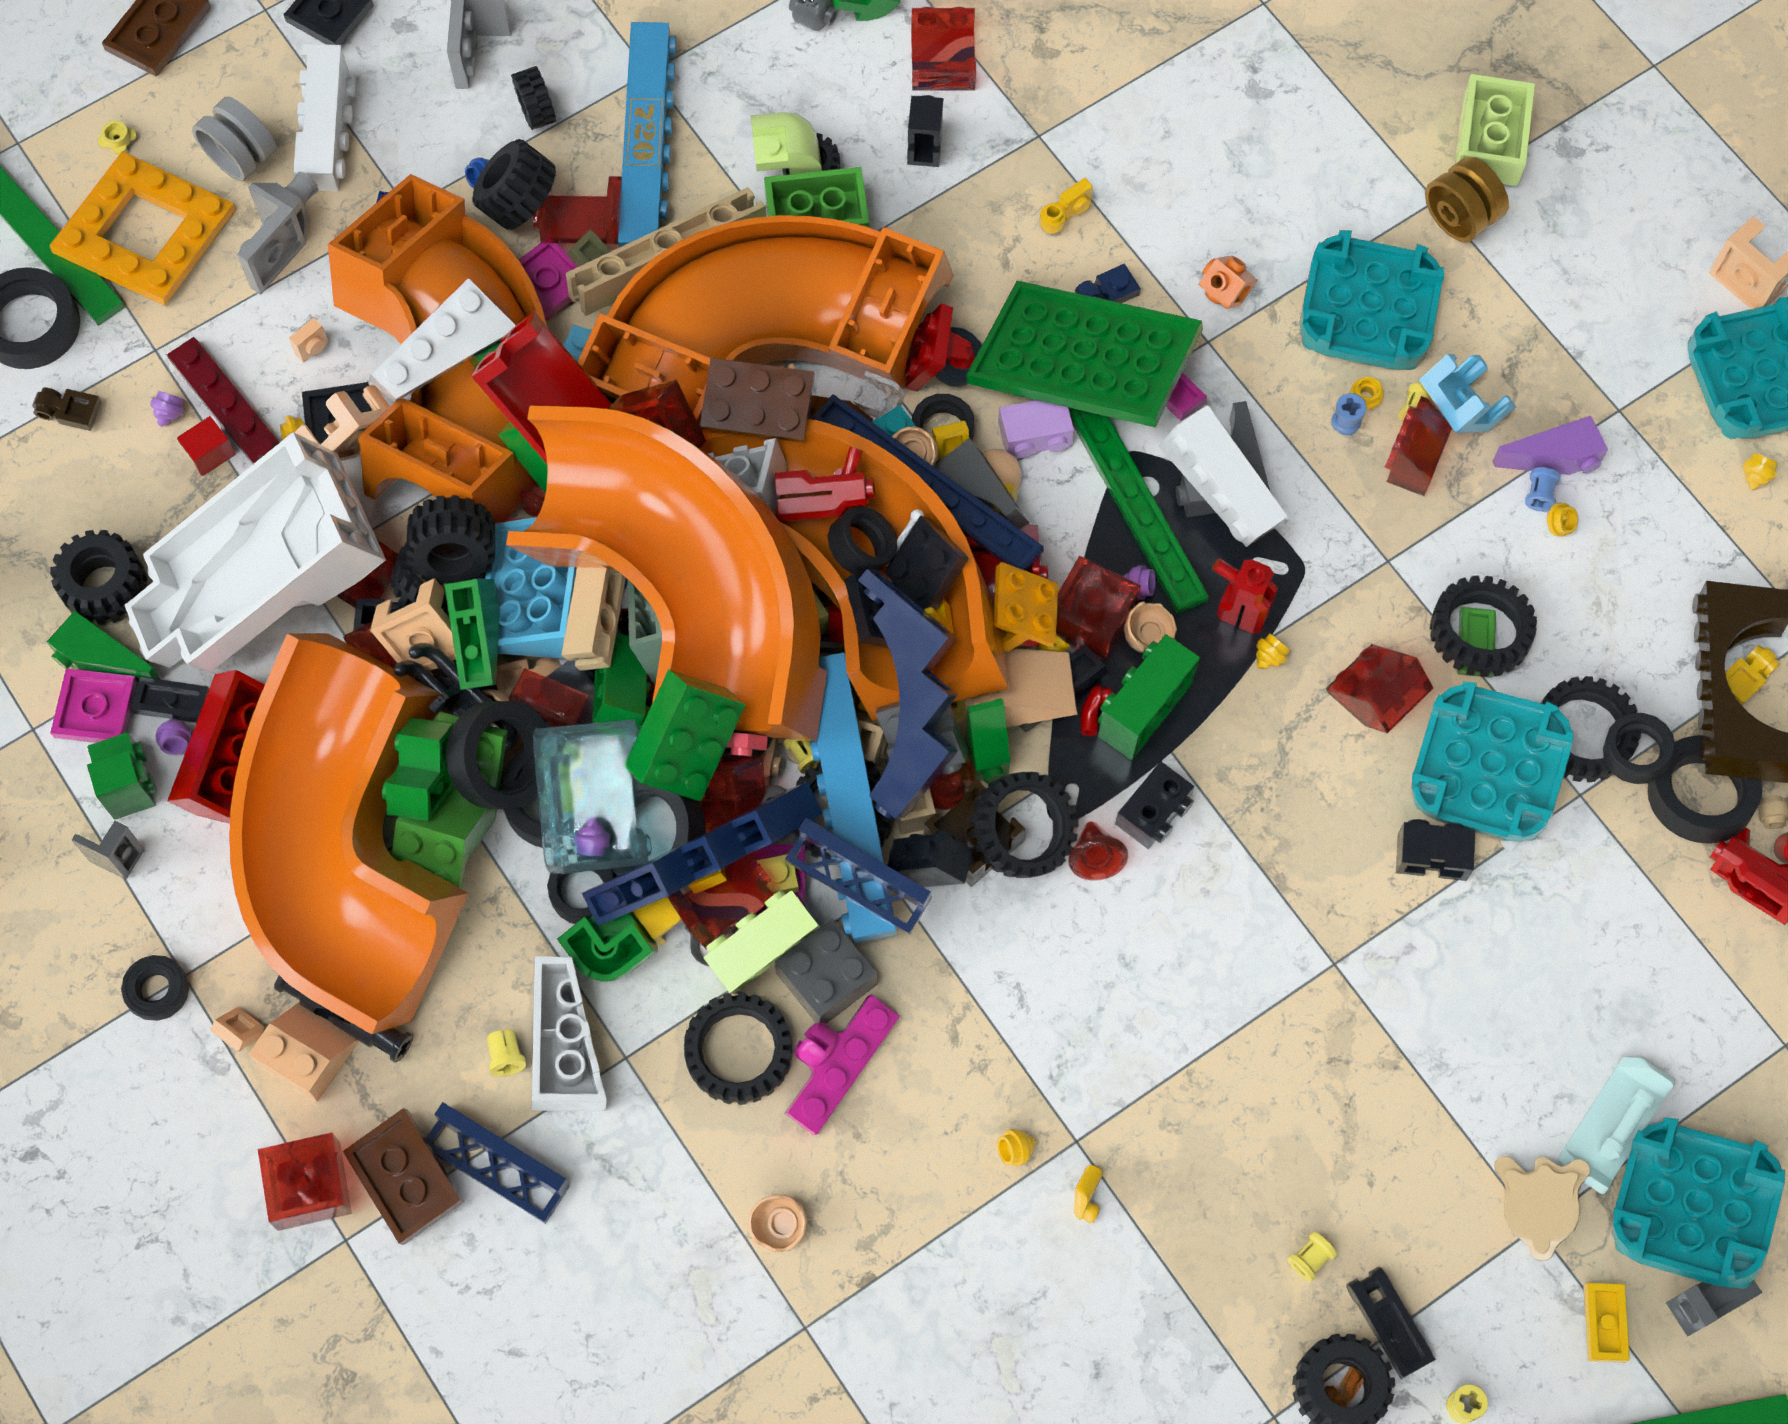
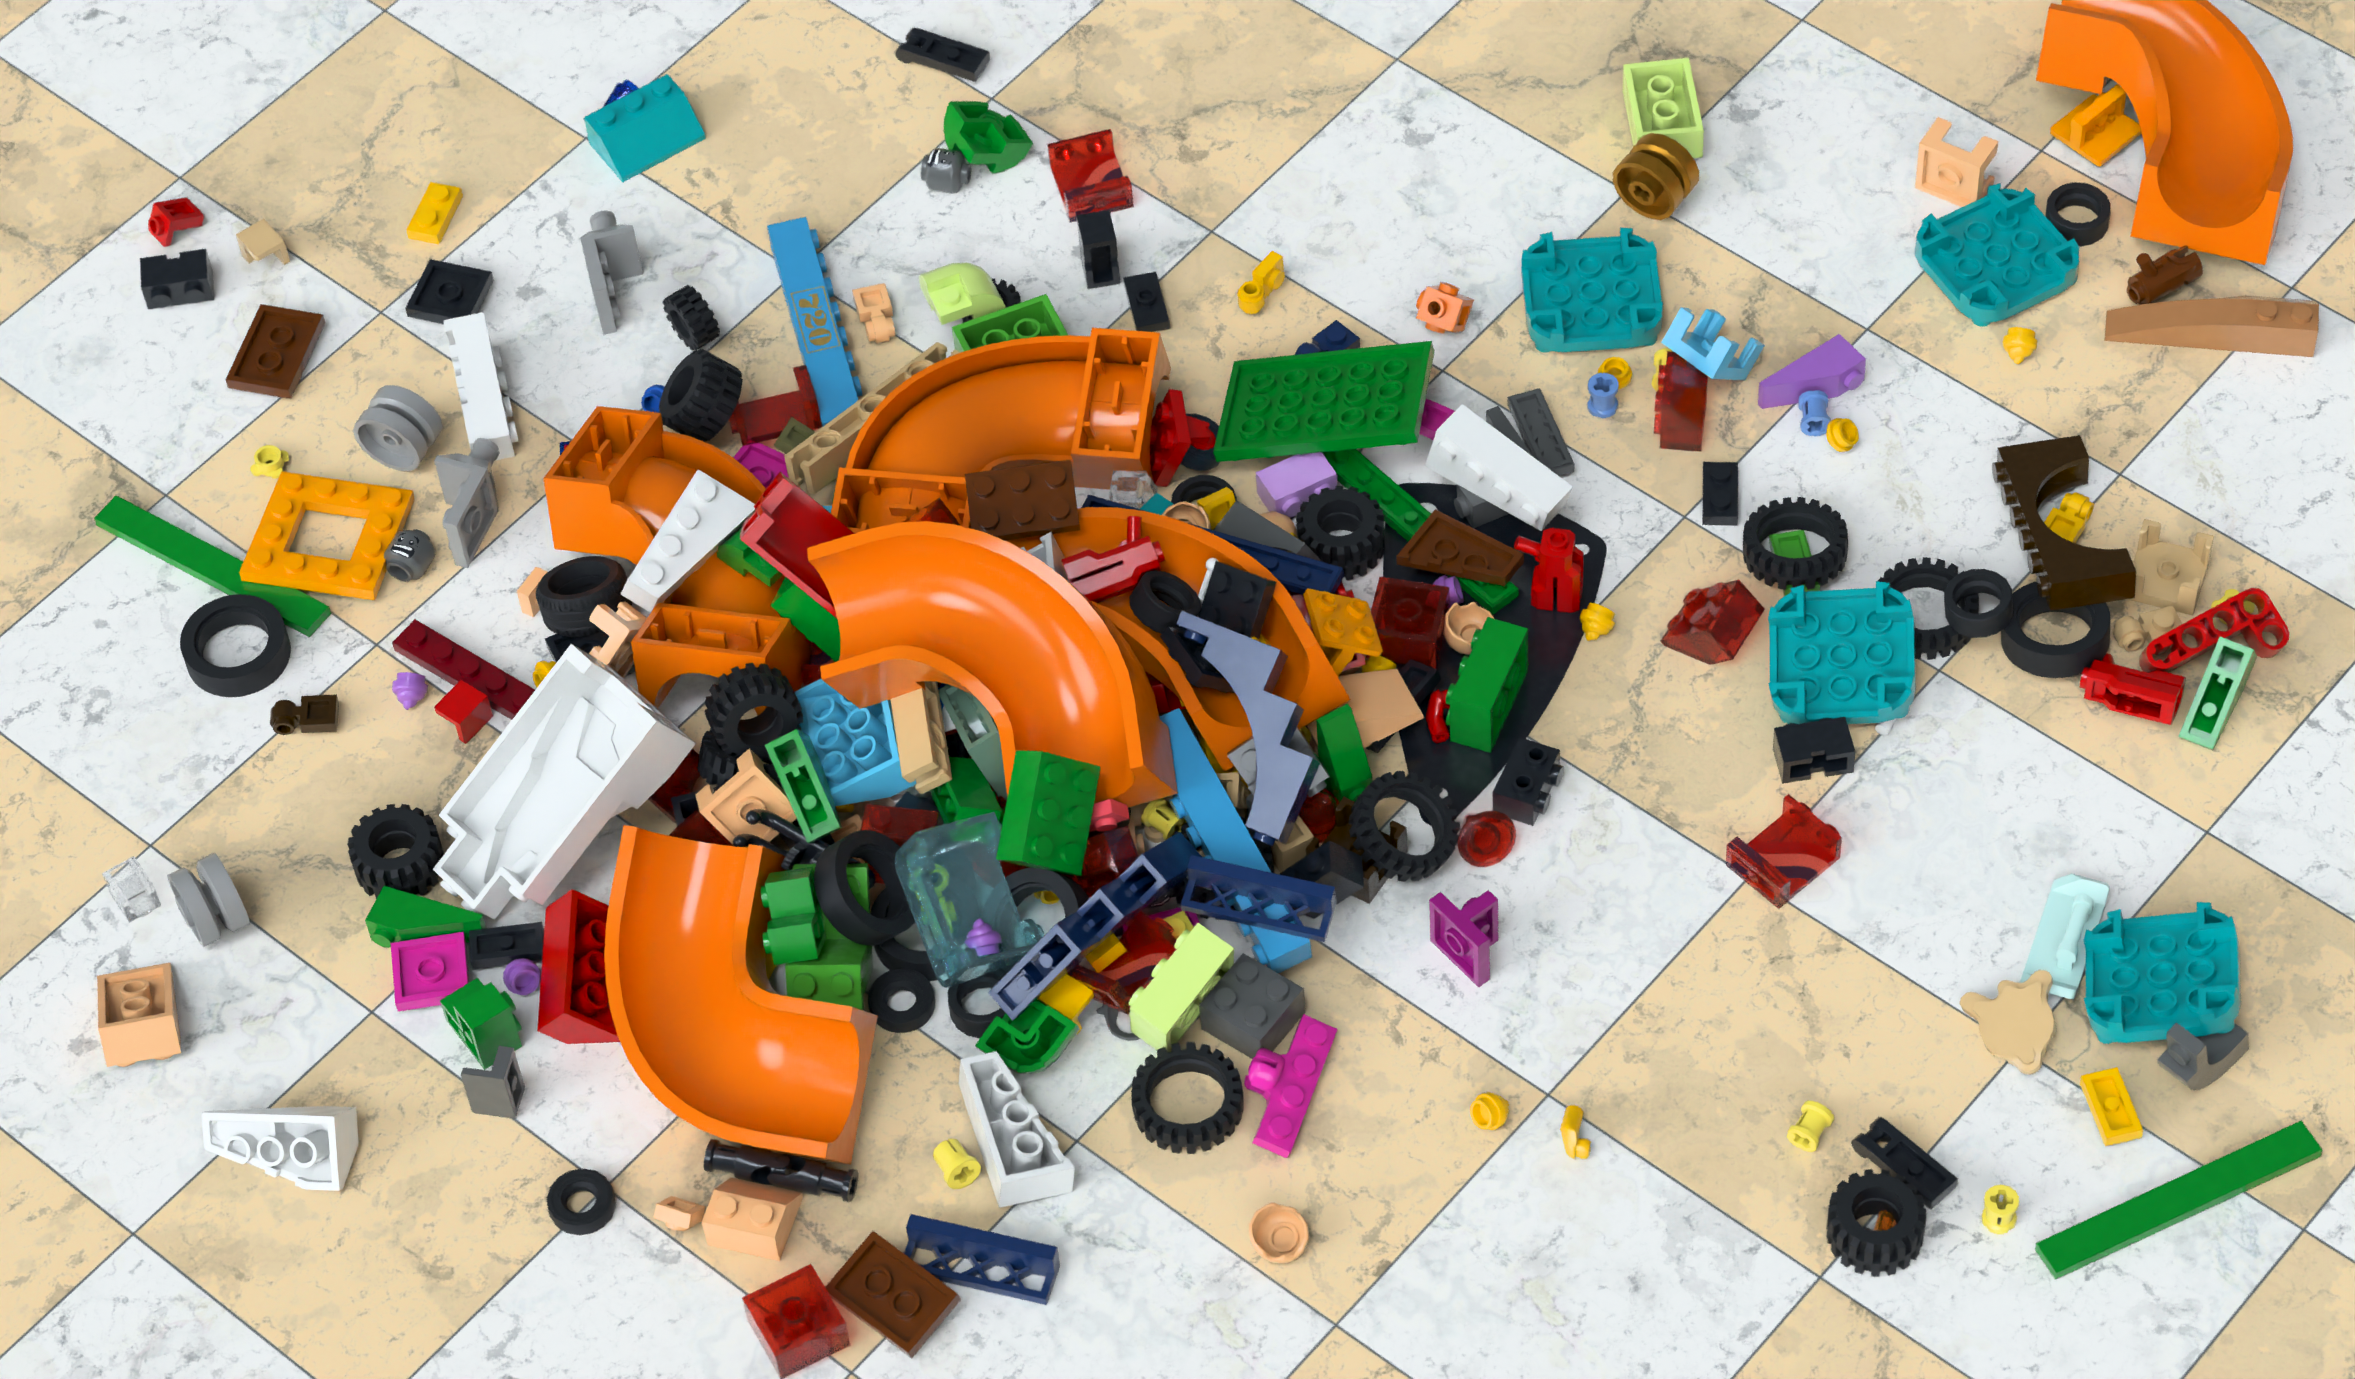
camera: 10 degrees left, 15 degrees down
(209, 269) = (409, 555): none -> dark grey head
(339, 343) = (575, 589): none -> black tyre
(519, 882) = (895, 981): none -> black tyre
(704, 129) = (875, 311): none -> light nougat plate
(955, 195) = (1146, 302): none -> black plate
(1048, 958) = (1466, 933): none -> magenta bracket
(1061, 467) = (1343, 511): none -> black tyre
(1164, 544) = (1459, 551): none -> reddish brown wing
(1278, 437) = (1540, 431): none -> dark grey plate
(1376, 953) = (1785, 853): none -> clear red panel
(1428, 547) = (1720, 493): none -> black plate

